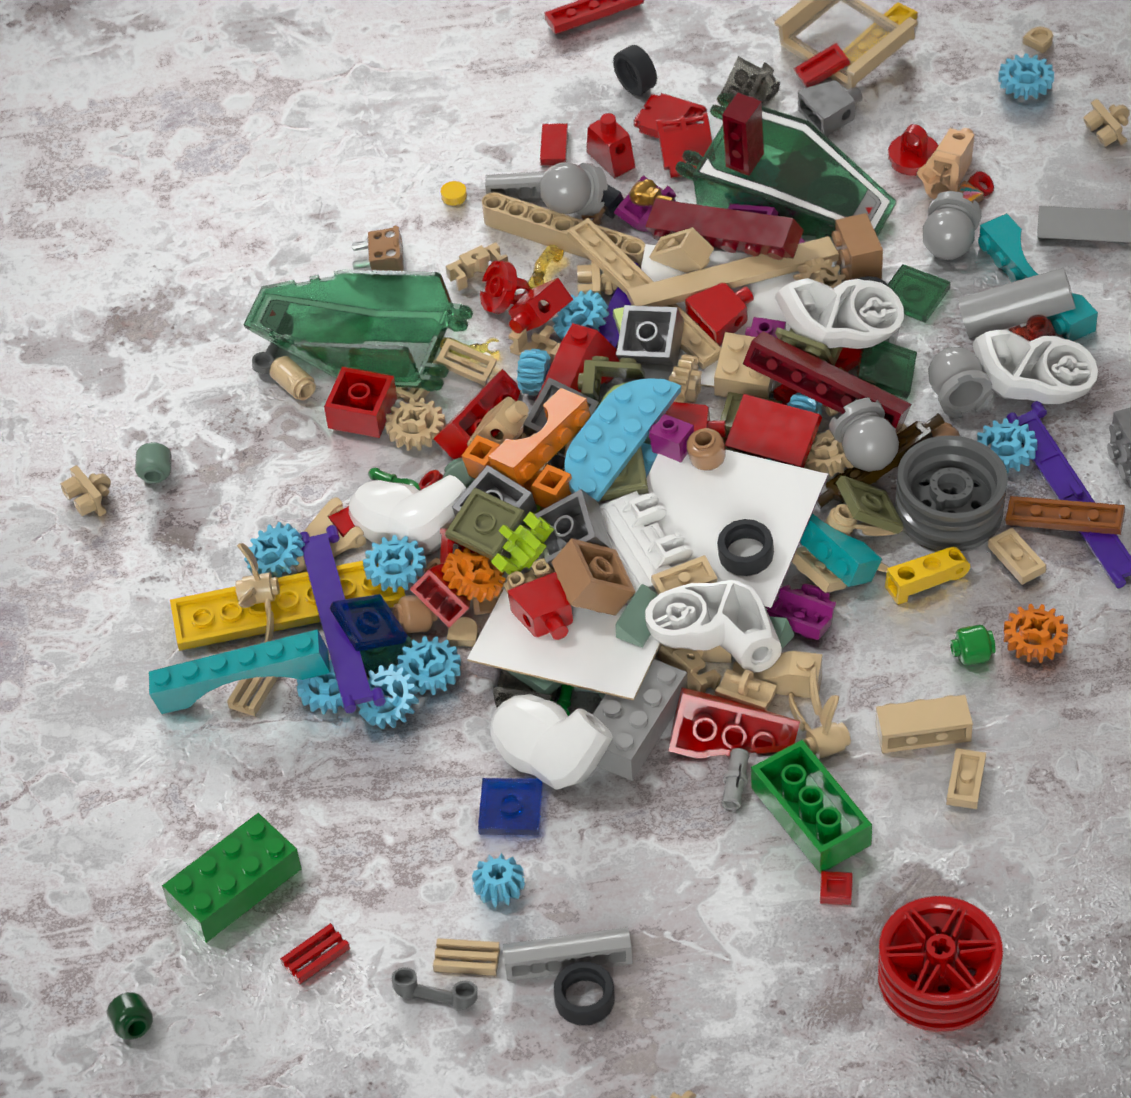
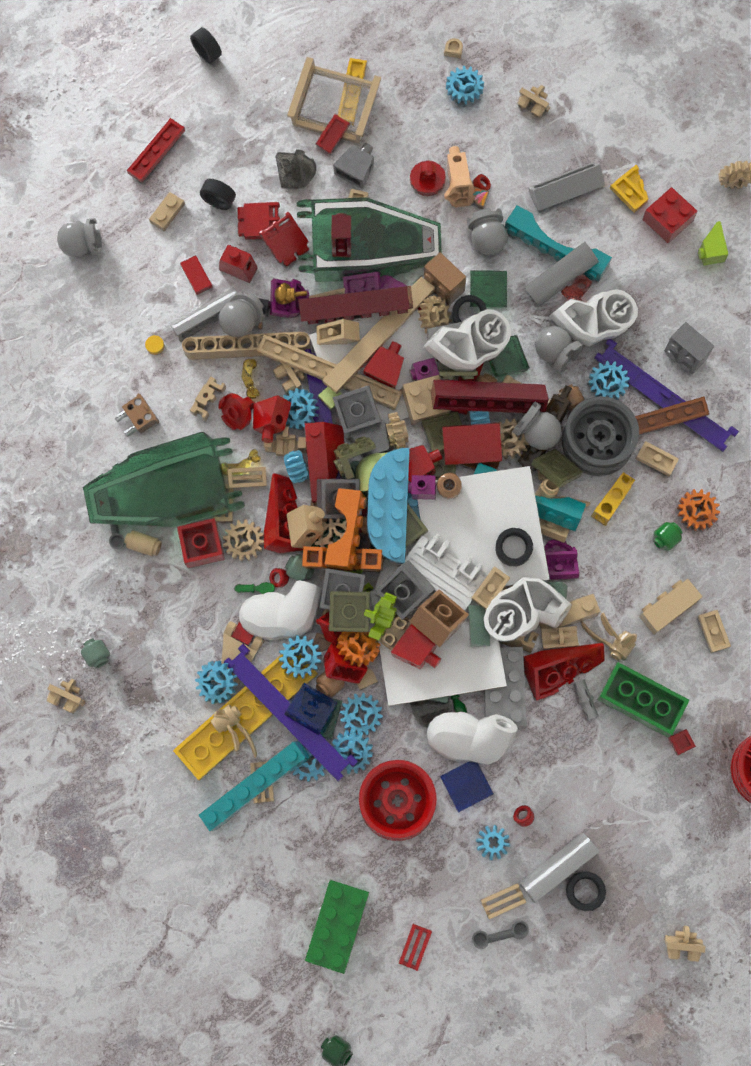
camera: 30 degrees left, 25 degrees up
(407, 788) = (419, 783): none -> red wheel
(441, 53) = (79, 238): none -> light grey tile
(562, 876) = (528, 820): none -> red piece
(564, 71) = (166, 211): none -> tan plate

